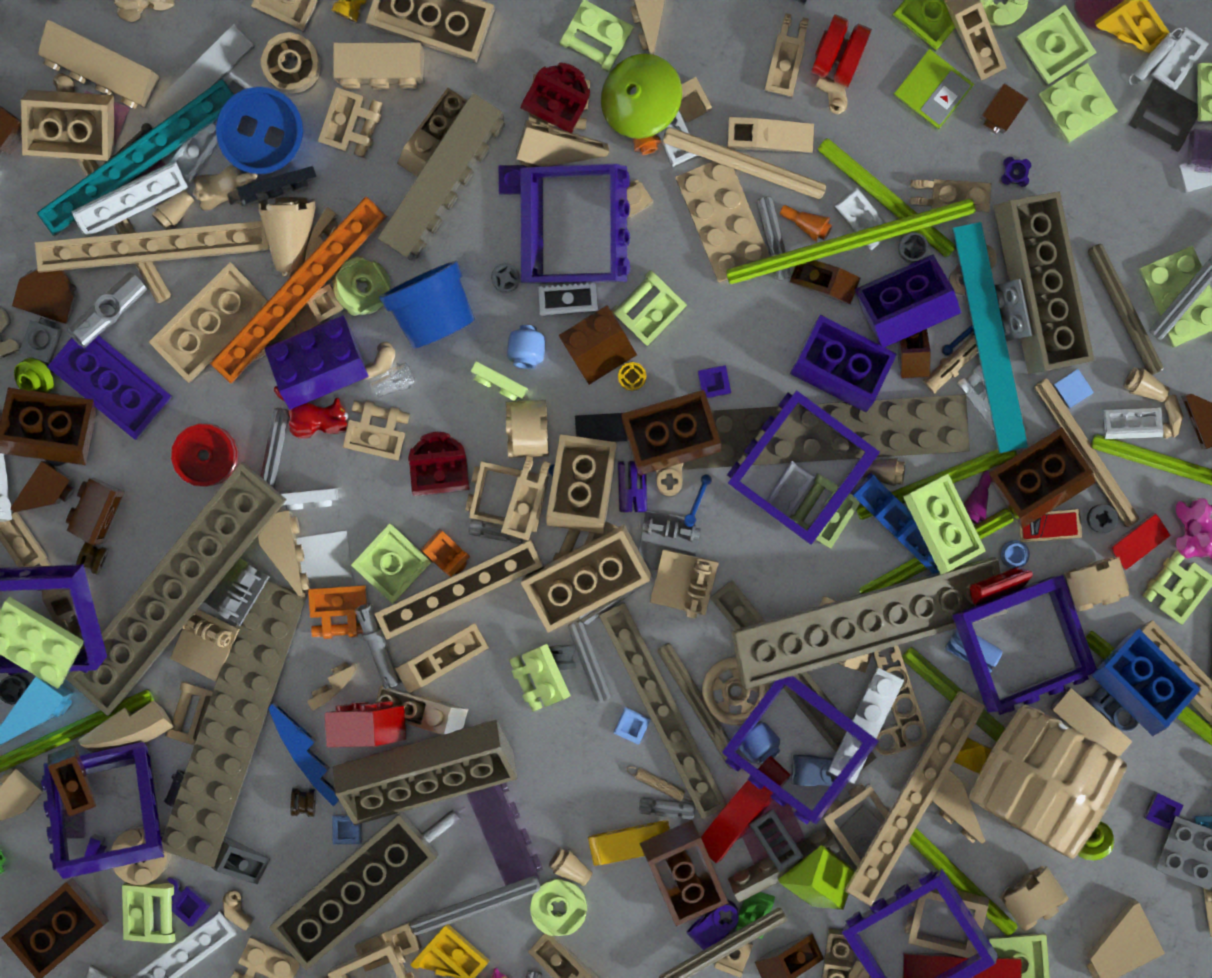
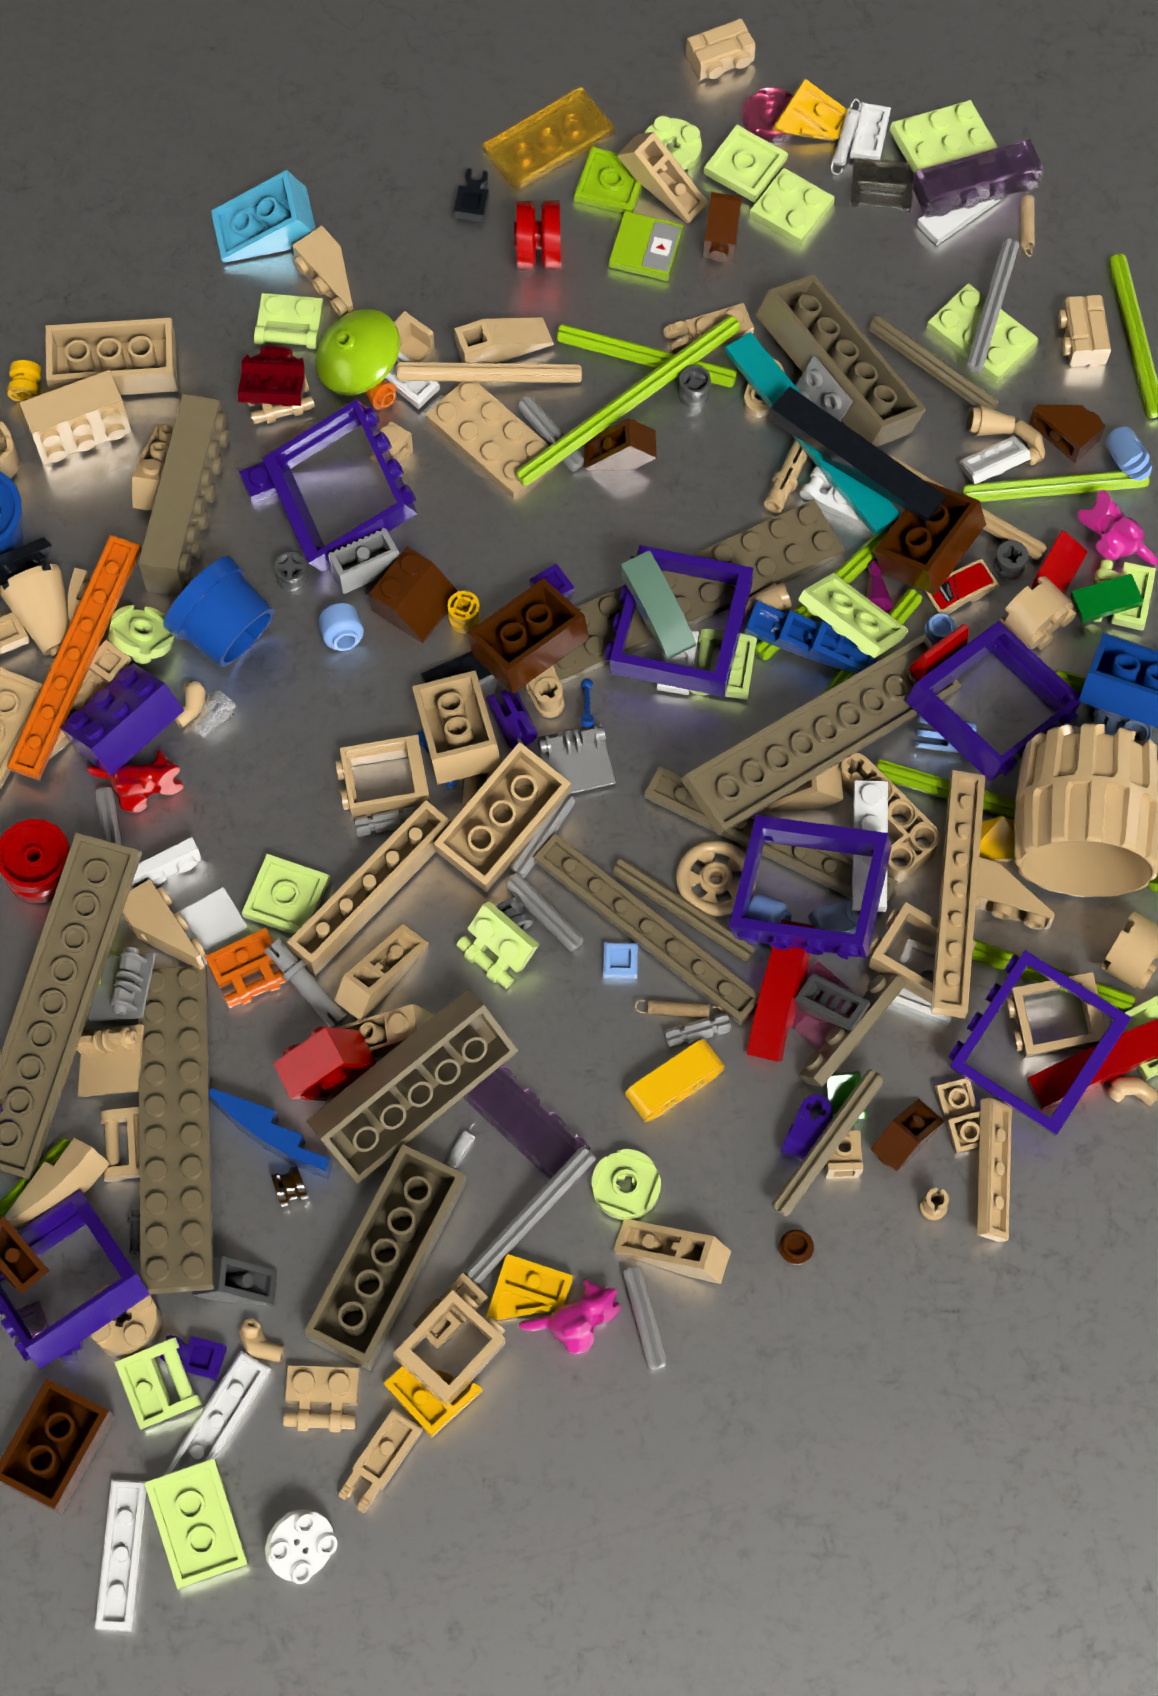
camera: 25 degrees left, 20 degrees down
(341, 120) = (57, 489): tan plate -> none
(341, 676) = (277, 1038): tan slope -> none
(345, 831) = (350, 1200): light blue tile -> none
(375, 439) = (217, 778): tan plate -> none
(438, 465) = (296, 777): dark red slope -> none
(445, 553) = (338, 860): orange bracket -> none
(488, 377) = (325, 662): yellowish green plate -> none
(525, 502) = (404, 765): tan hinge -> none
(527, 428) = (376, 696): tan brick -> none
(552, 146) = (275, 428): tan slope -> none
(570, 867) = (617, 1134): tan cone -> none
(655, 315) = (463, 545): yellowish green plate -> none
(684, 582) = (609, 789): tan hinge -> none
(684, 873) = (747, 1077): reddish brown brick -> none
(785, 458) = (657, 604): none -> sand green slope
(786, 59) = (488, 272): tan hinge -> none
(814, 225) = (580, 405): orange cone -> none
(820, 879) = (898, 1027): lime slope -> none
(836, 94) = (550, 283): tan arm -> none
(843, 363) = (676, 510): dark purple brick -> none
(859, 213) = (622, 374): white plate -> none
(908, 301) = (713, 427): dark purple brick -> none
(914, 355) = (739, 475): reddish brown slope -> none
(948, 349) = (775, 467): blue hinge -> none
(1013, 384) = (855, 455): none -> black slope
(1022, 166) = (761, 277): dark purple plate -> none
(1073, 388) = (919, 454): light blue tile -> none
(1161, 591) = (1106, 598): none -> green tile

